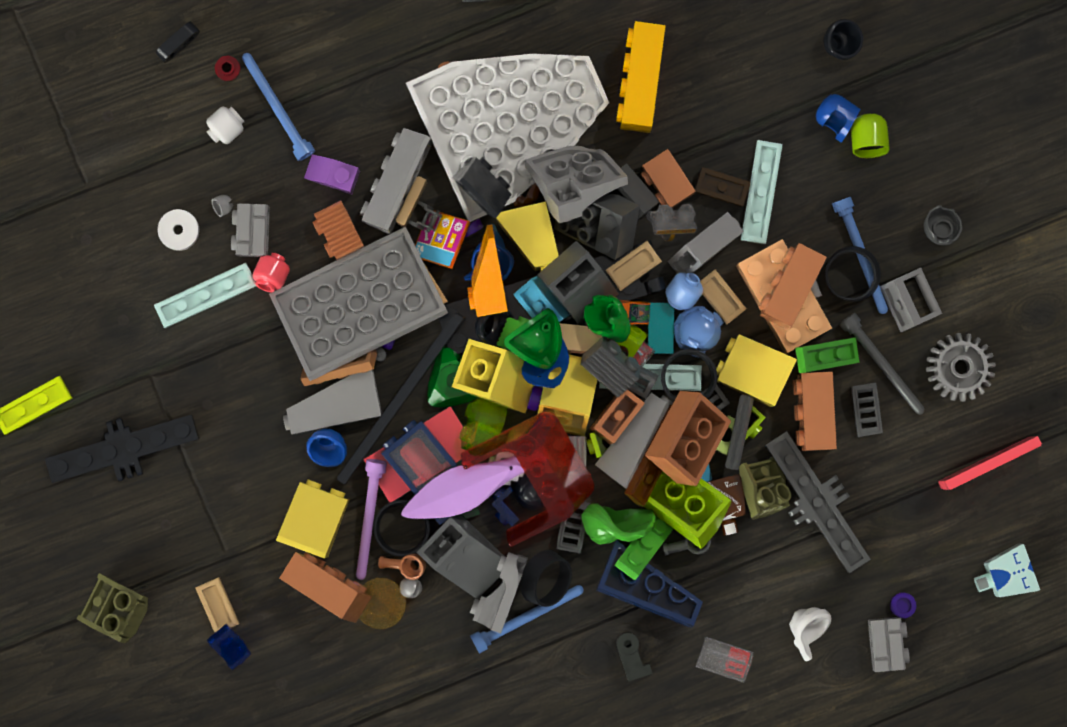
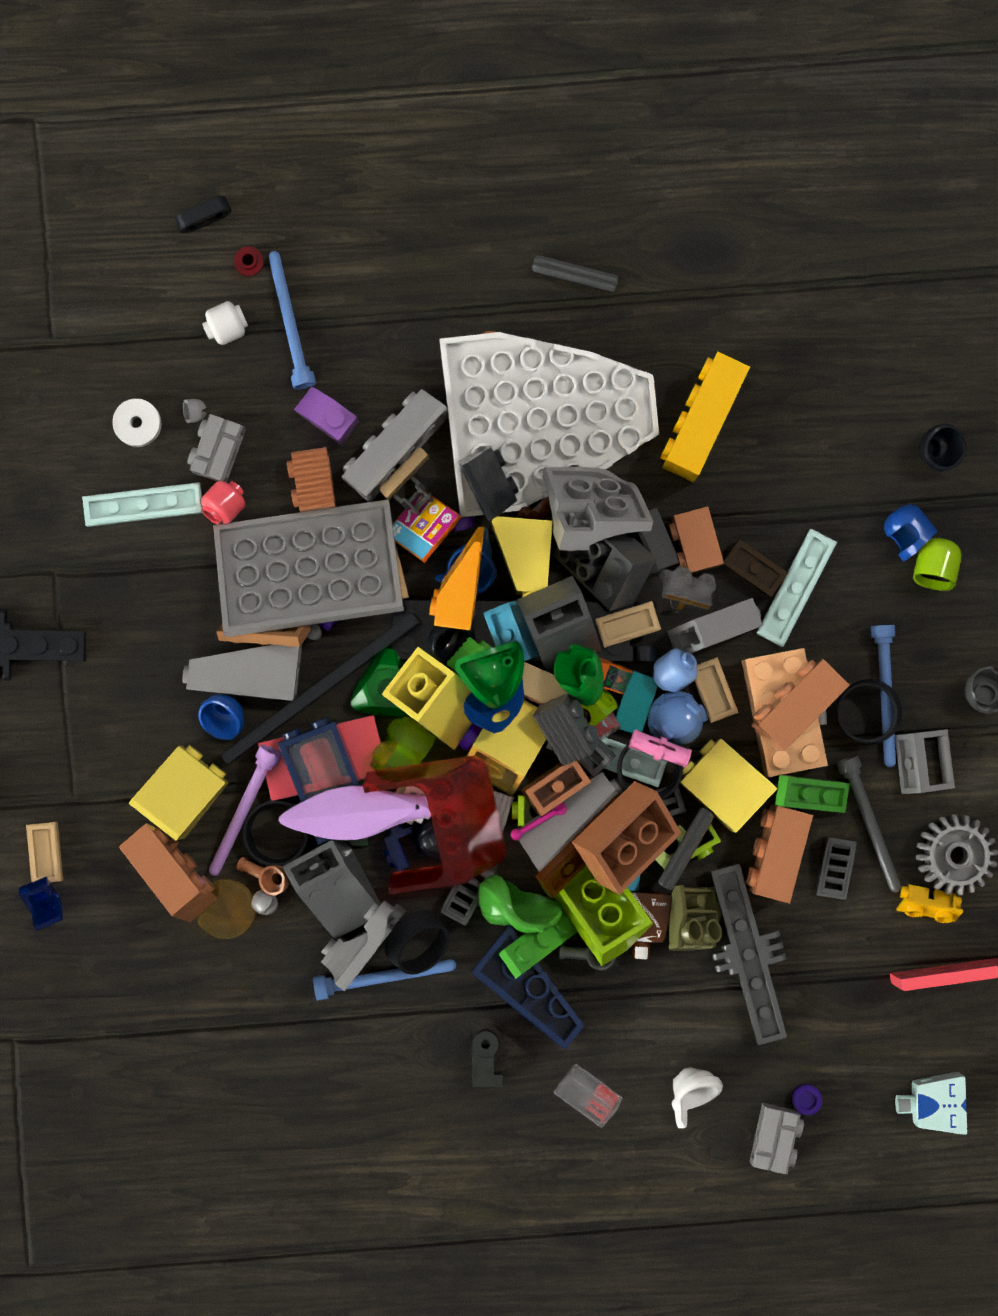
camera: 20 degrees right, 0 degrees up
(627, 433) = (560, 809): none -> dark pink hinge
(692, 358) = (660, 748): none -> bright pink pin
(941, 417) = (943, 907): none -> yellow hinge

